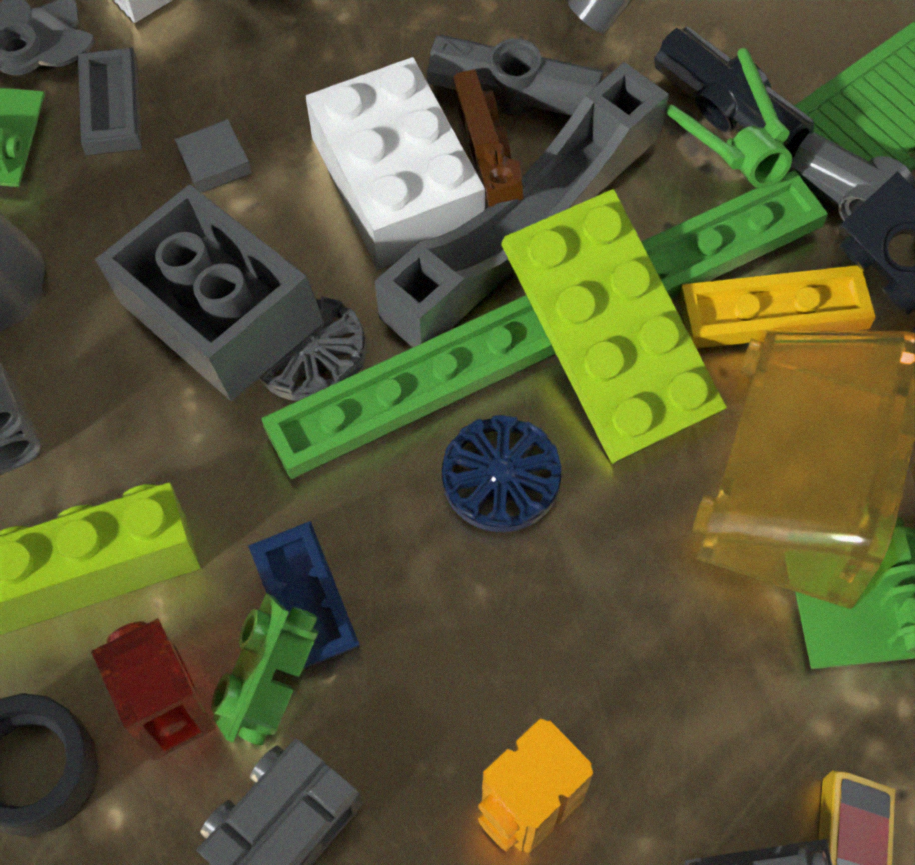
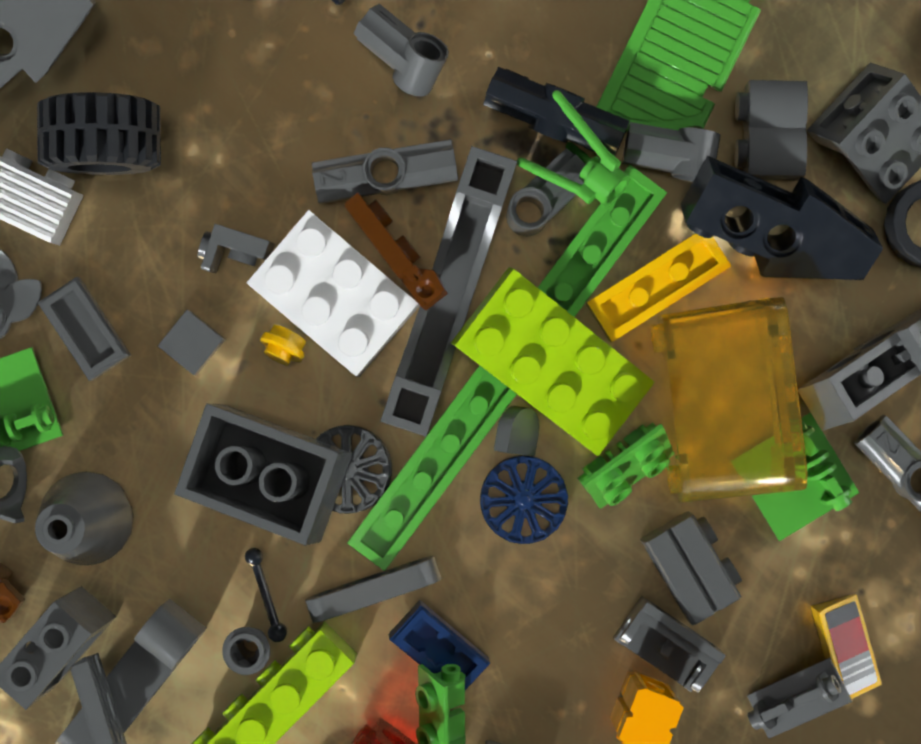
camera: 25 degrees left, 25 degrees up
(70, 472) = (241, 659): none -> dark grey cone
(144, 399) = (277, 630): none -> black hinge
(263, 488) = (373, 589): none -> dark grey beam
(303, 72) = (242, 247): none -> dark grey bracket
(310, 191) = (283, 345): none -> yellow plate
(532, 388) = (517, 431): none -> dark grey tile
(610, 727) = (669, 645): none -> dark grey hinge
(651, 470) = (645, 456): none -> bright green hinge
(674, 167) = (545, 194): none -> dark grey piece
(682, 640) = (691, 566): none -> dark grey brick

